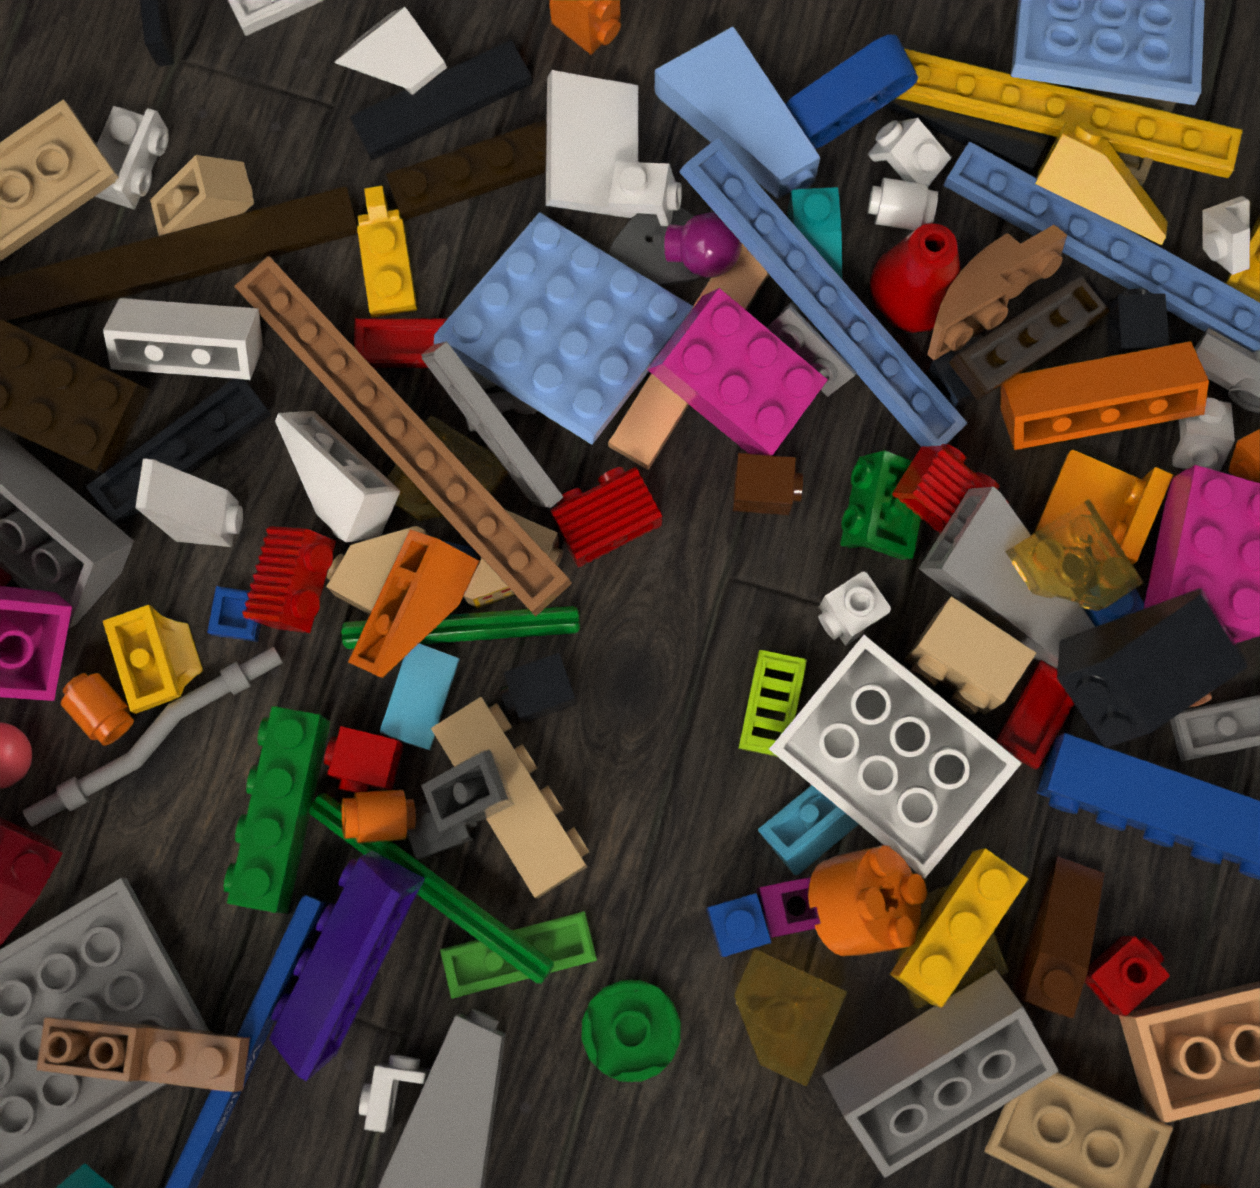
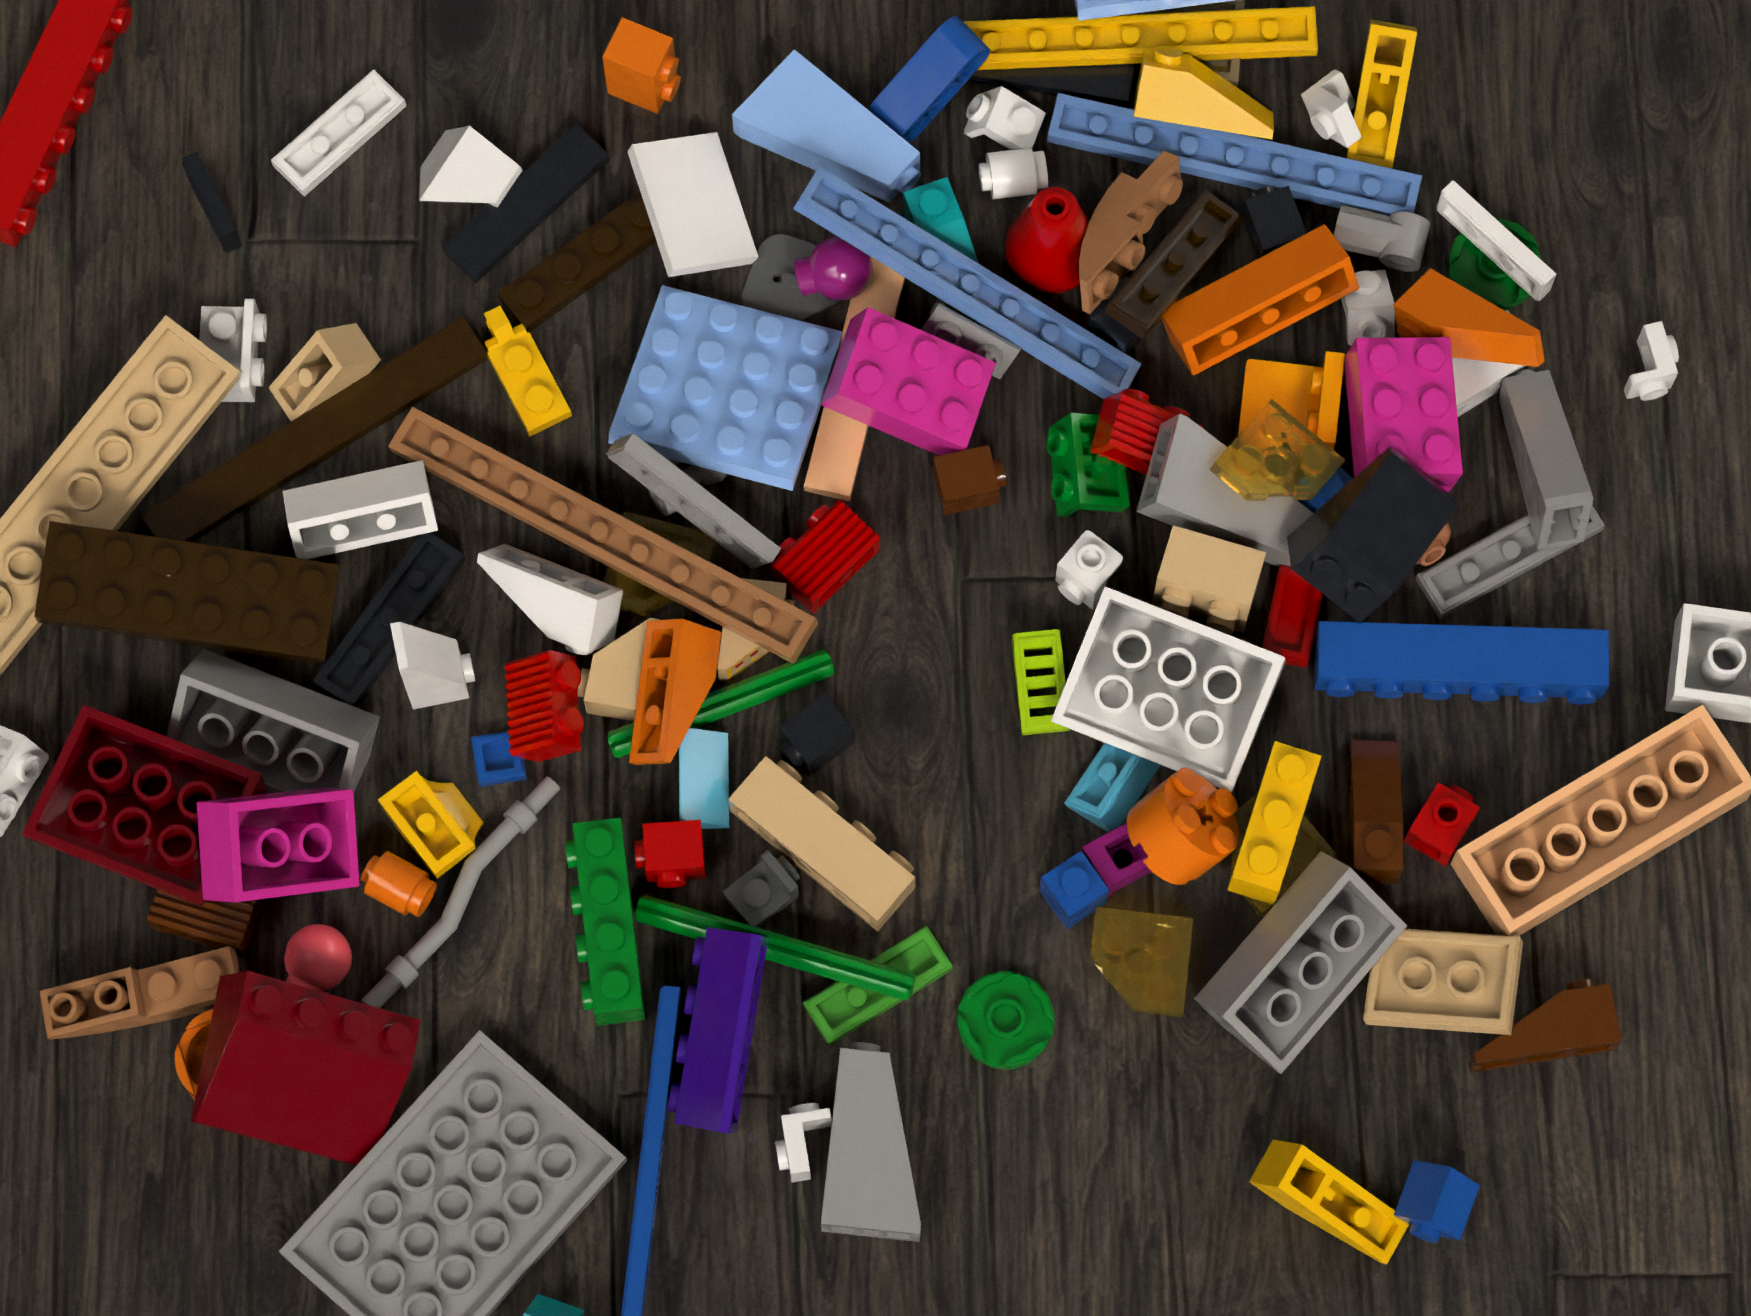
camera: 20 degrees left, 5 degrees down
(143, 1053) = (564, 1170): medium nougat slope -> none
(378, 816) = (706, 893): orange brick -> none
(395, 341) = (569, 450): red tile -> none
(468, 792) = (790, 834): dark grey slope -> none
(645, 190) = (760, 233): white bracket -> none

